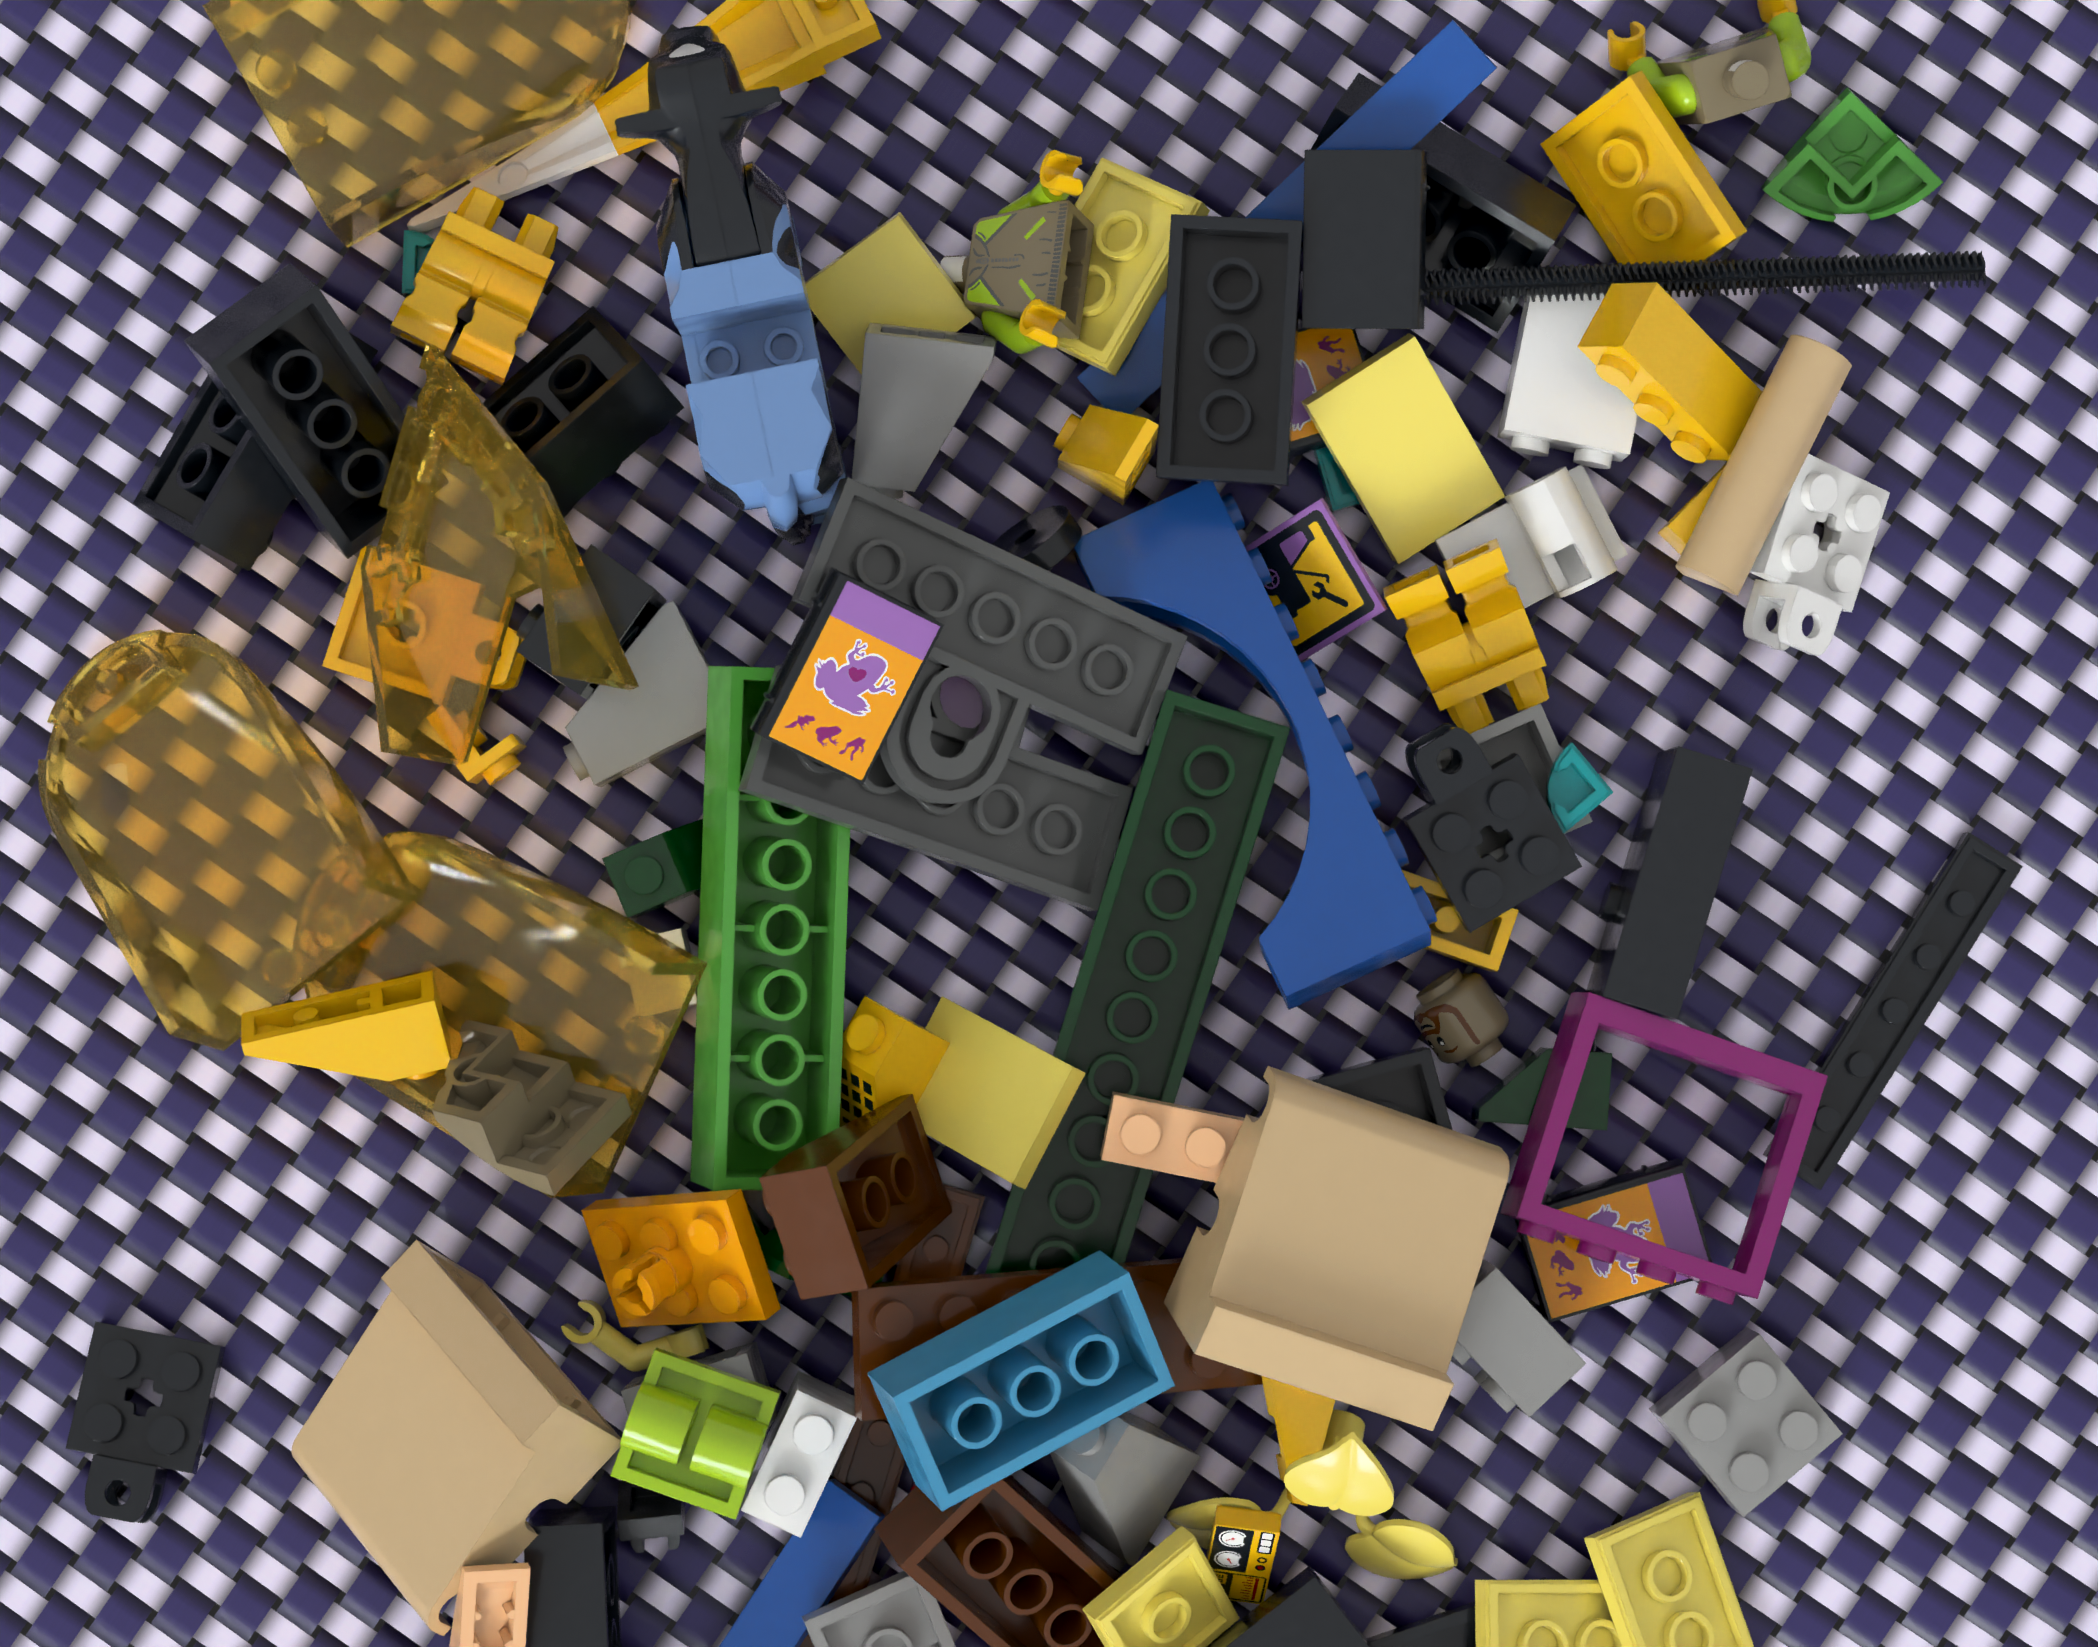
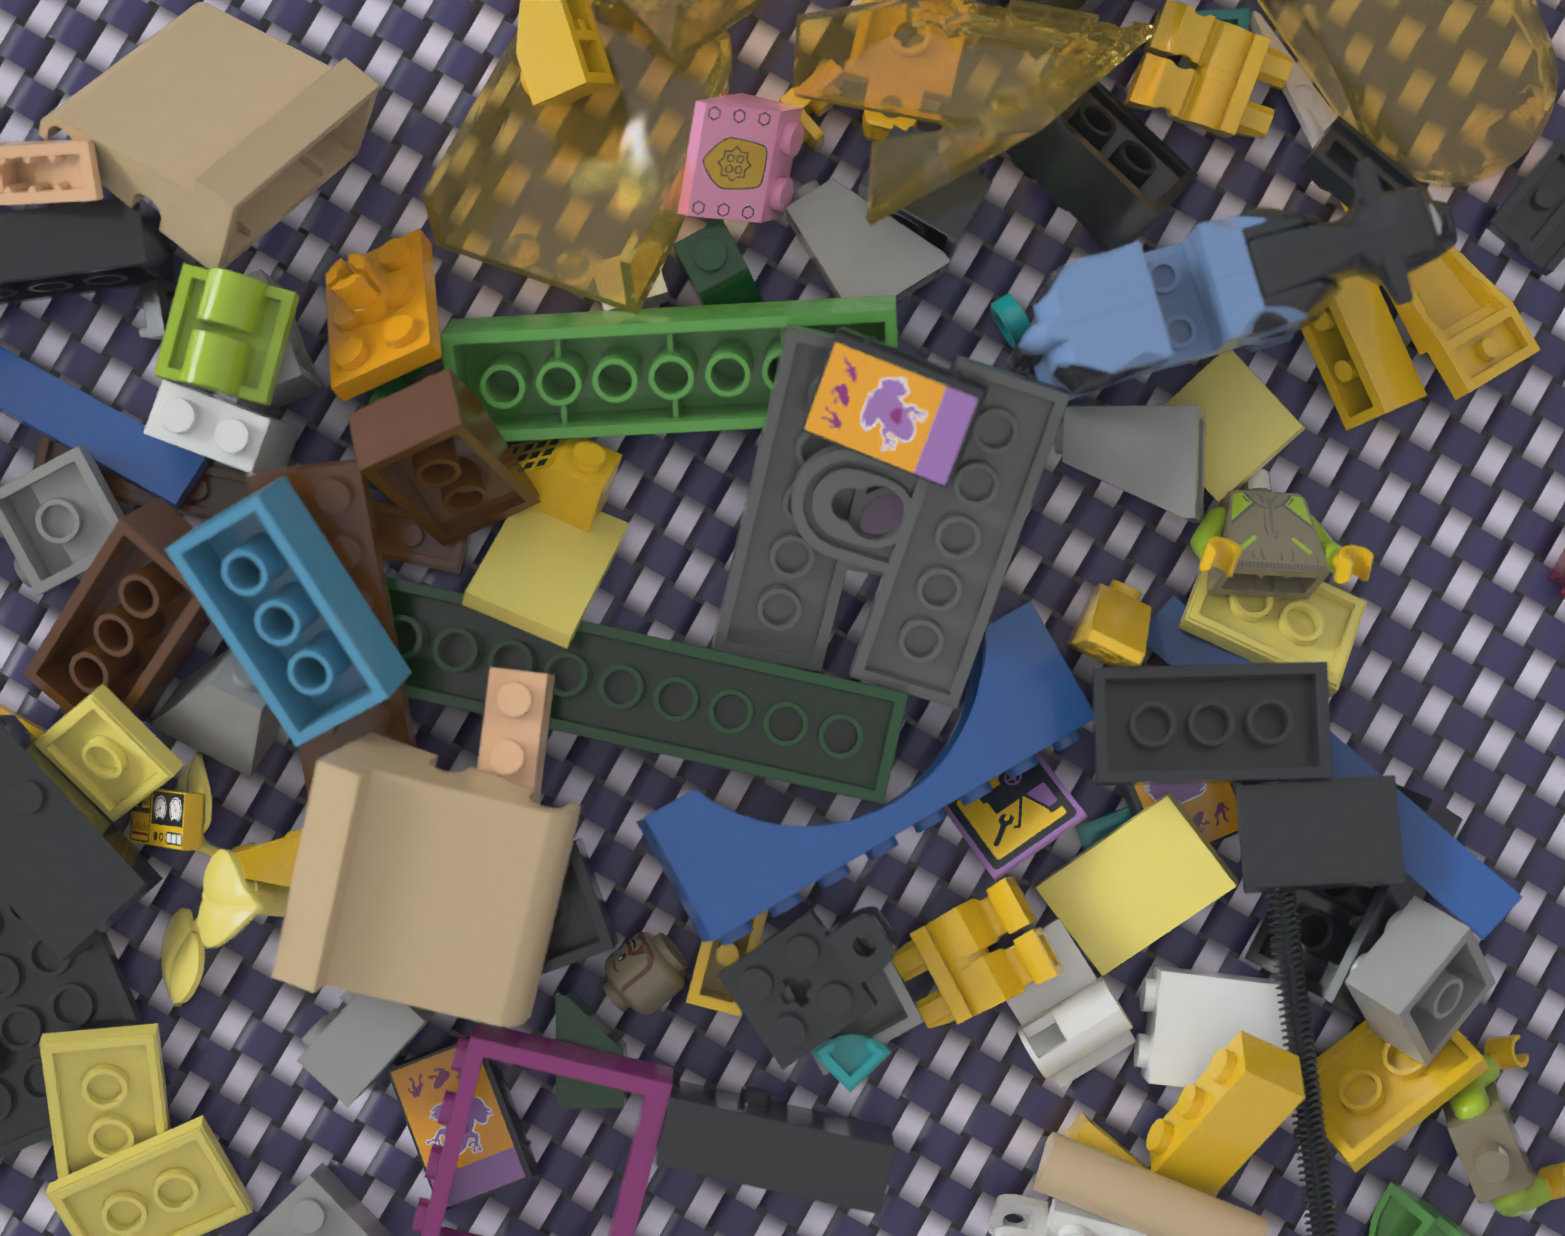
camera: 90 degrees right, 0 degrees up
(524, 1109) = (498, 167): dark tan slope -> none
(535, 829) = (740, 158): none -> bright pink slope
(588, 134) = (1335, 156): none -> black plate
(626, 1352) = (311, 319): light yellow arm -> none
(745, 535) = (1010, 319): none -> teal tile
(824, 138) = (1362, 355): none -> yellow brick
(1042, 537) = (1031, 575): black piece -> none
(1537, 139) = (1420, 980): none -> light grey brick

